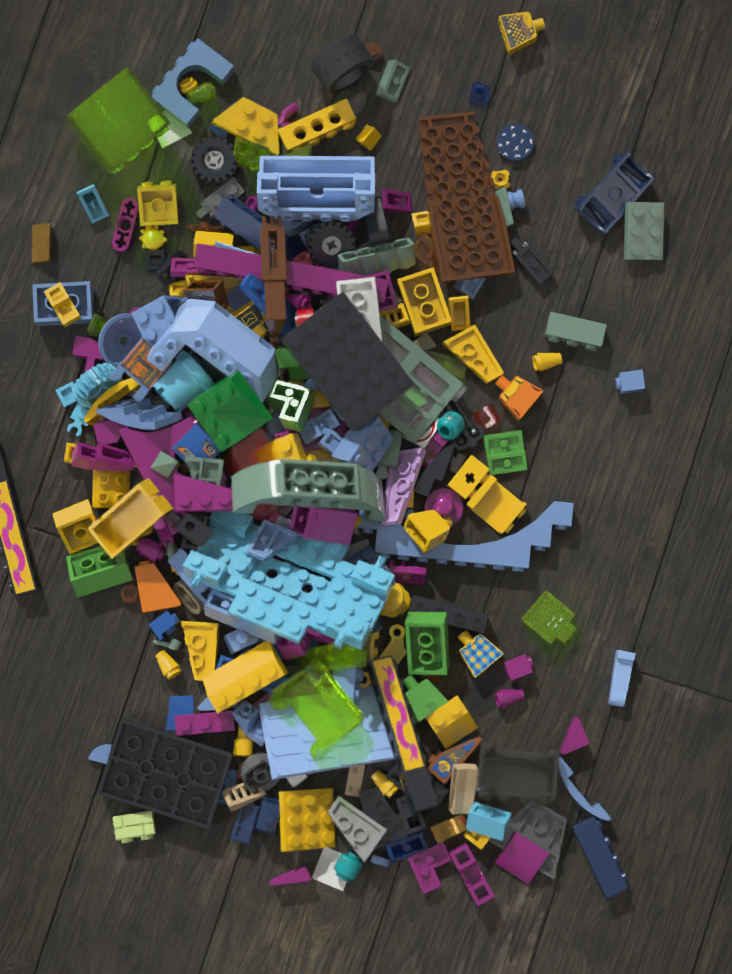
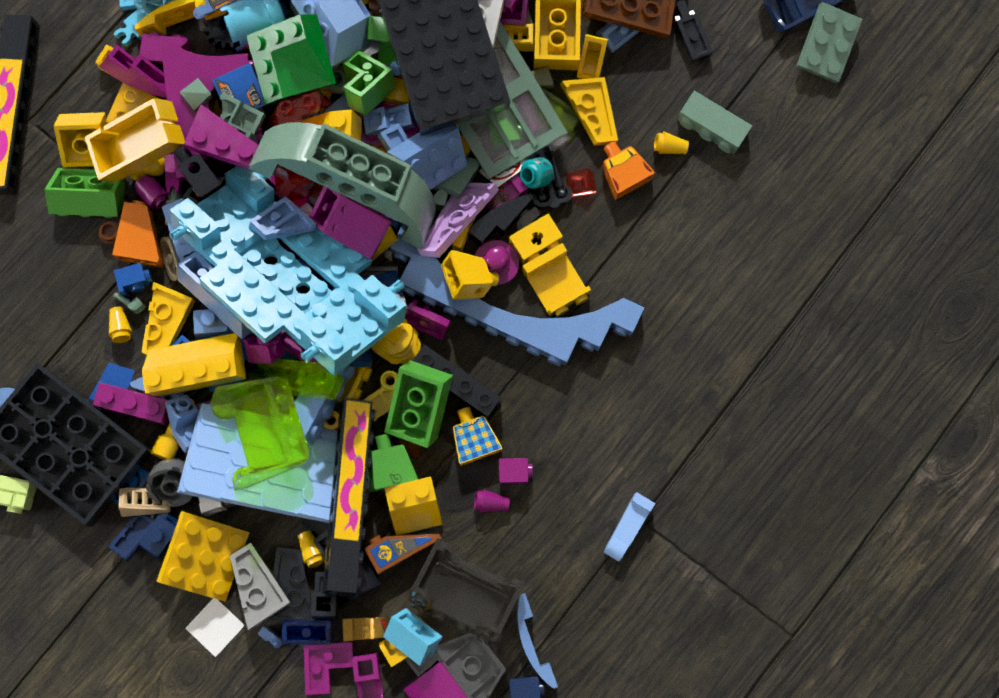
camera: 20 degrees right, 5 degrees down
(139, 414) = (193, 34): medium blue slope -> none
(296, 875) = (170, 618): magenta slope -> none
(348, 866) = (230, 630): teal head -> none
(354, 780) = (279, 532): tan sticker -> none
(462, 788) = (396, 586): tan piece -> none
(505, 452) = (587, 227): bright green slope -> none
(550, 619) = (571, 430): clear neon green piece -> none
(574, 738) = (550, 576): magenta slope -> none
(630, 381) = (756, 199): medium blue brick -> none

